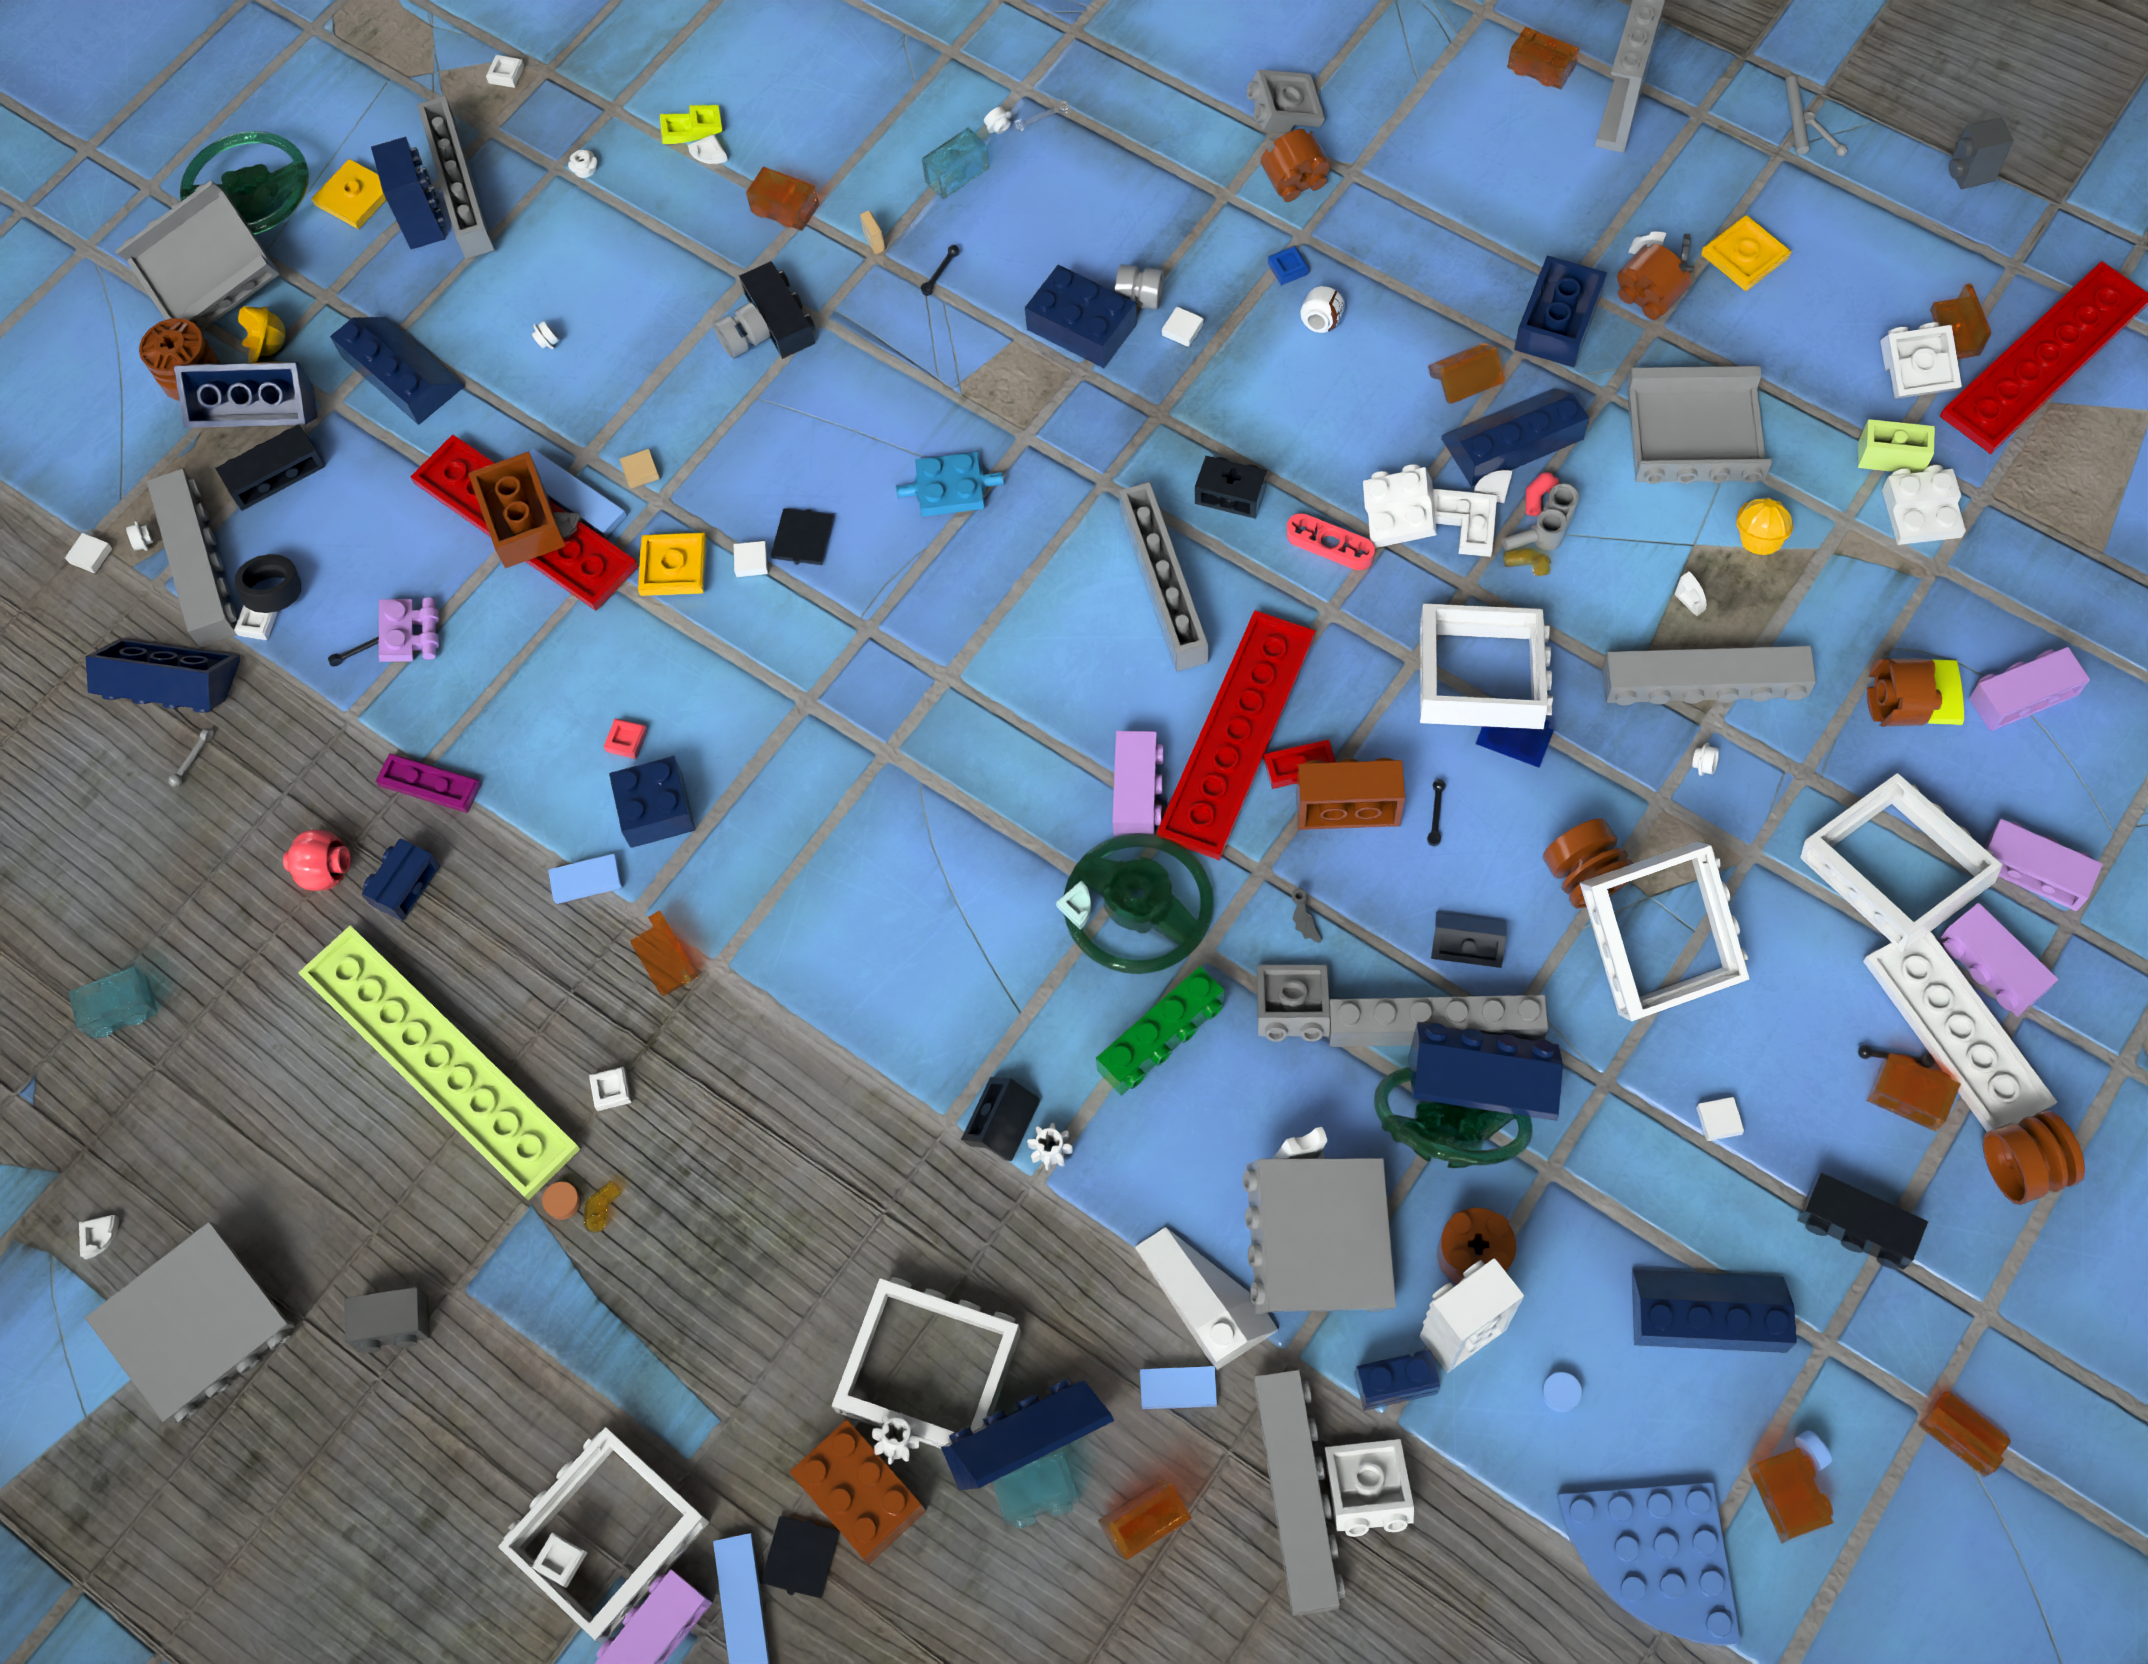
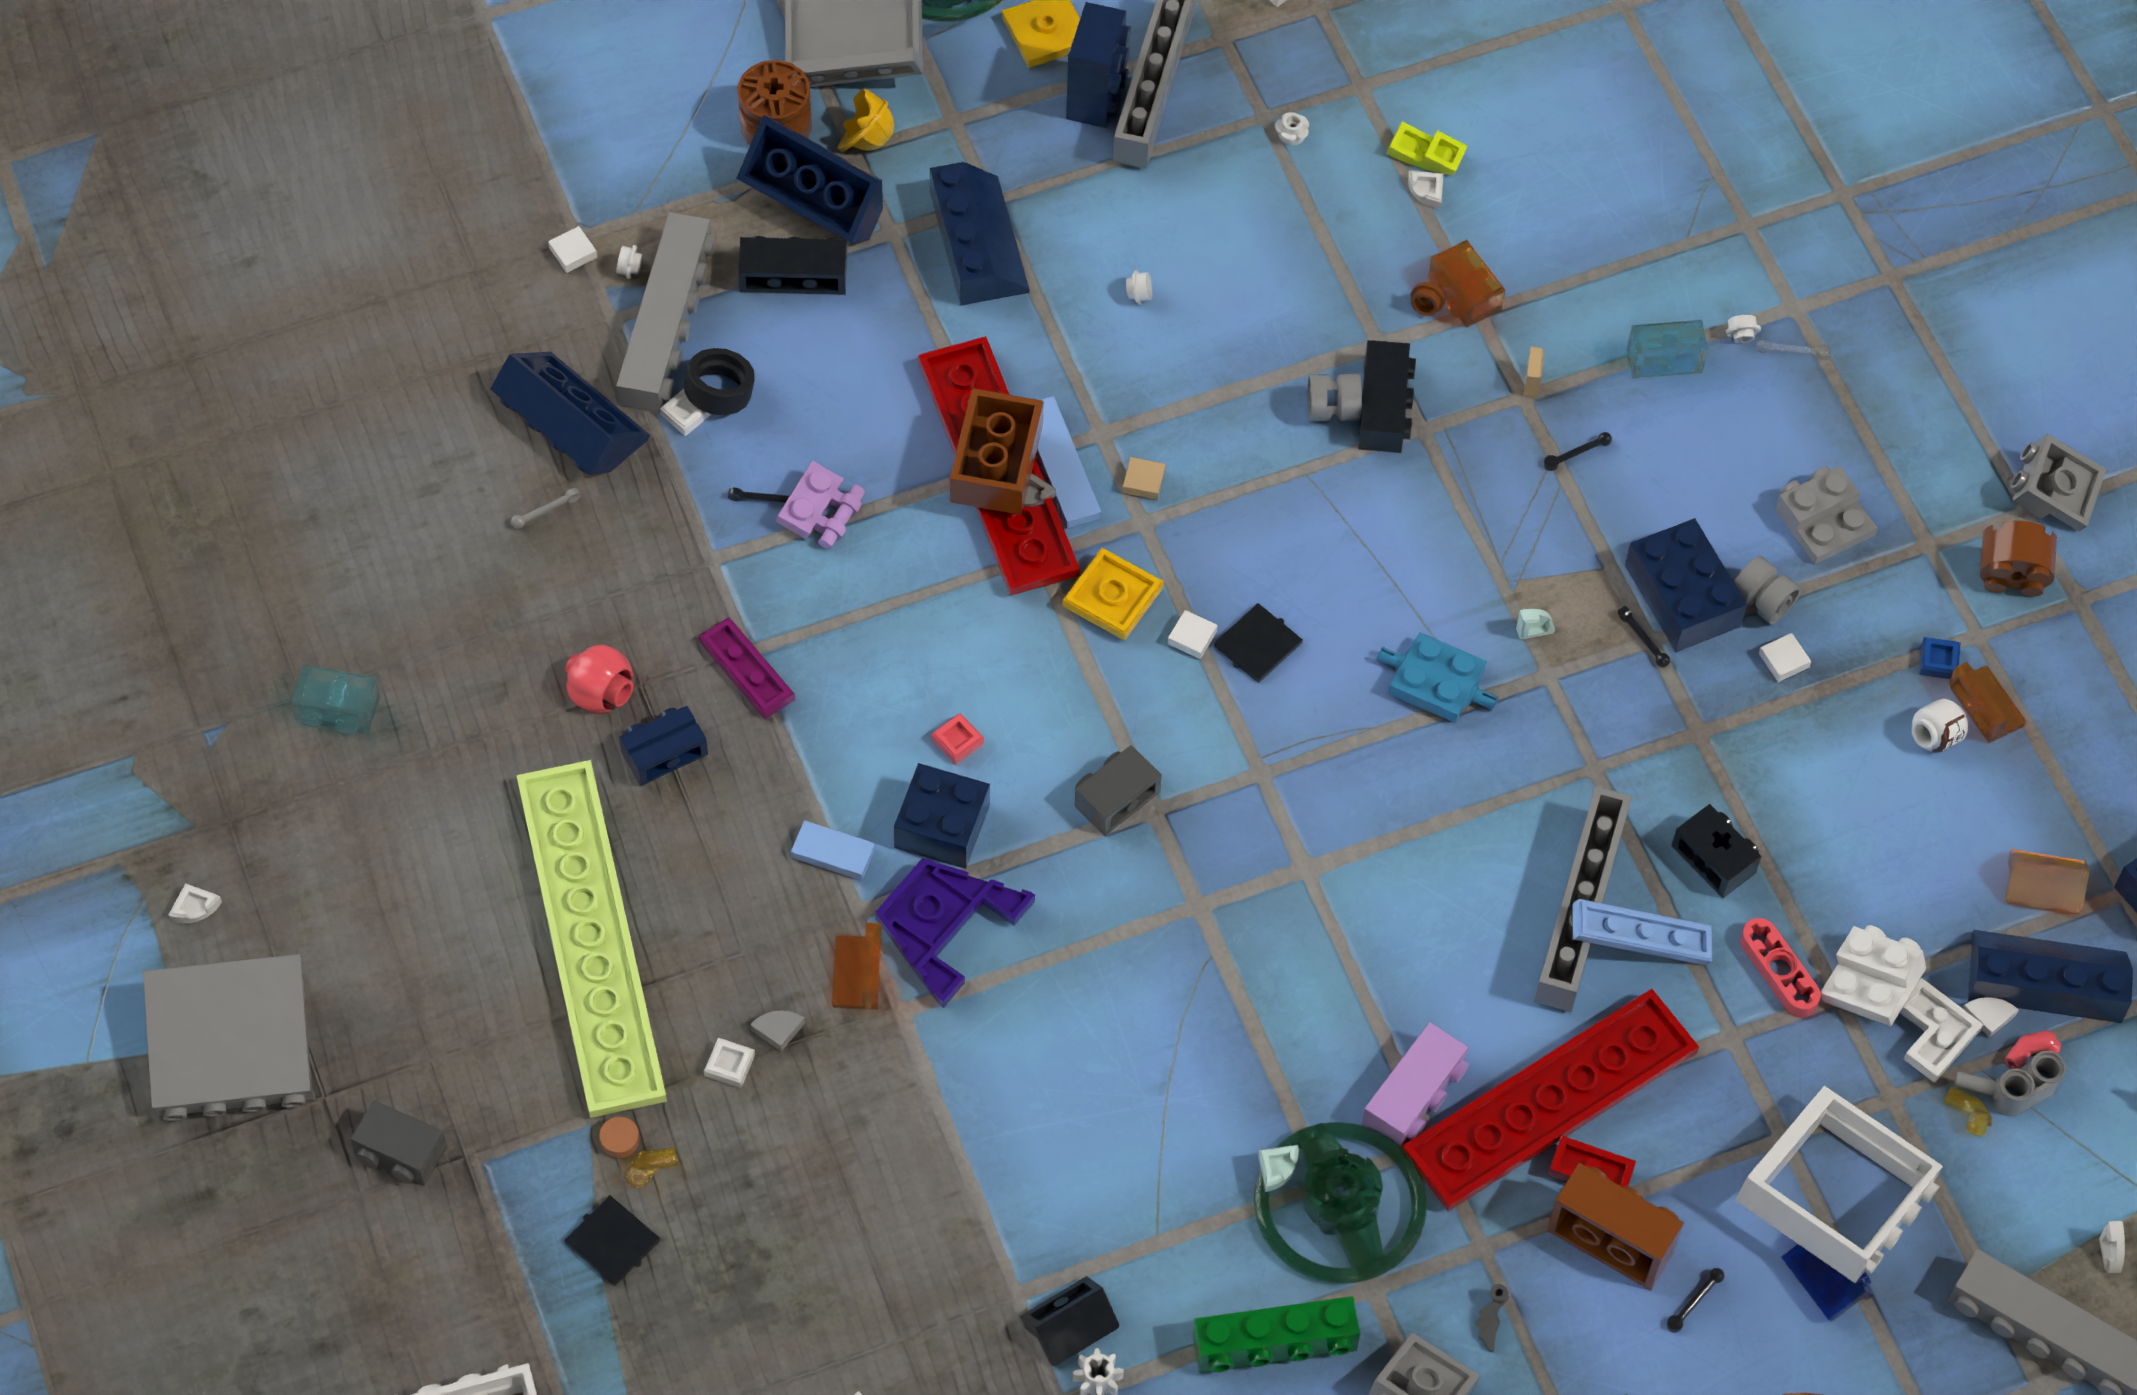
camera: 25 degrees right, 5 degrees down
(607, 1284) = (612, 1240): none -> black piece
(630, 1038) = (777, 1027): none -> light grey tile
(690, 876) = (932, 909): none -> dark purple wing
(761, 224) = (1427, 298): none -> dark orange plate
(771, 703) = (1117, 789): none -> dark grey brick
(992, 406) = (1534, 623): none -> light aqua tile
(1052, 362) = (1625, 615): none -> black hinge
(1141, 213) = (1825, 514): none -> light grey plate
(1221, 574) = (1642, 932): none -> light blue tile
(1346, 278) = (1985, 702): none -> clear orange panel

